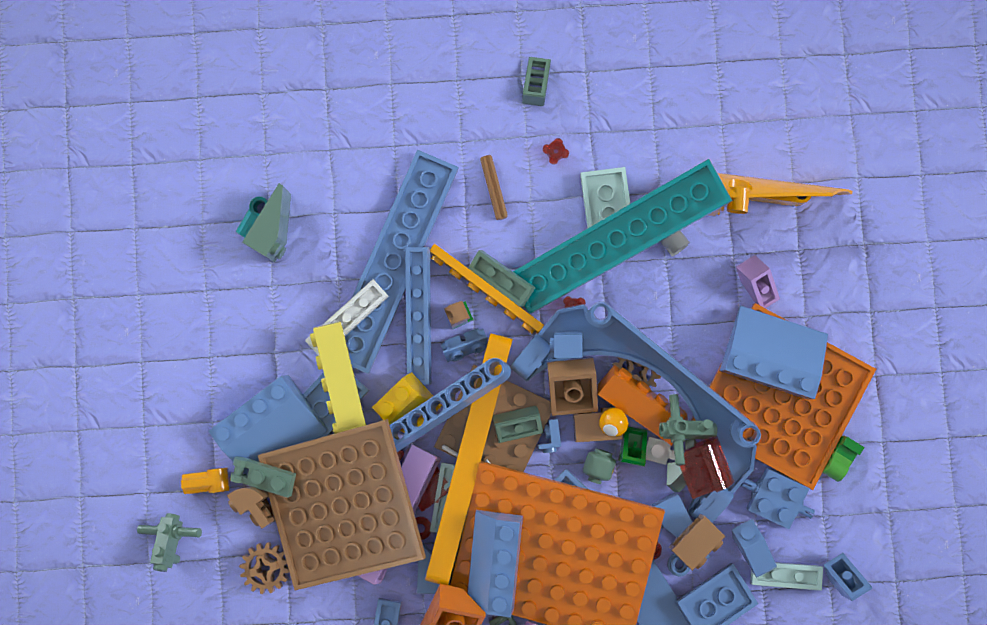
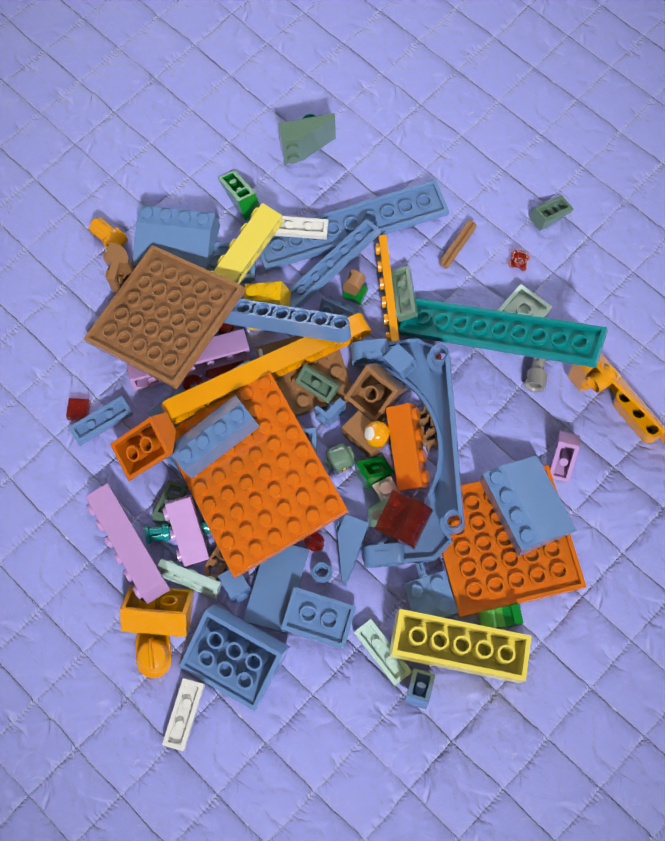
camera: 50 degrees right, 15 degrees down
(167, 534) = (52, 239): sand green piece -> none
(263, 476) = (141, 257): sand green plate -> none
(266, 576) = (82, 312): medium nougat gear -> none
(272, 330) = (239, 193): none -> green slope
(679, 429) = (413, 478): sand green piece -> none
(697, 542) = (347, 559): medium nougat brick -> none
(753, 548) = (380, 607): medium blue slope -> none
(840, 515) = (460, 646): none -> light yellow brick

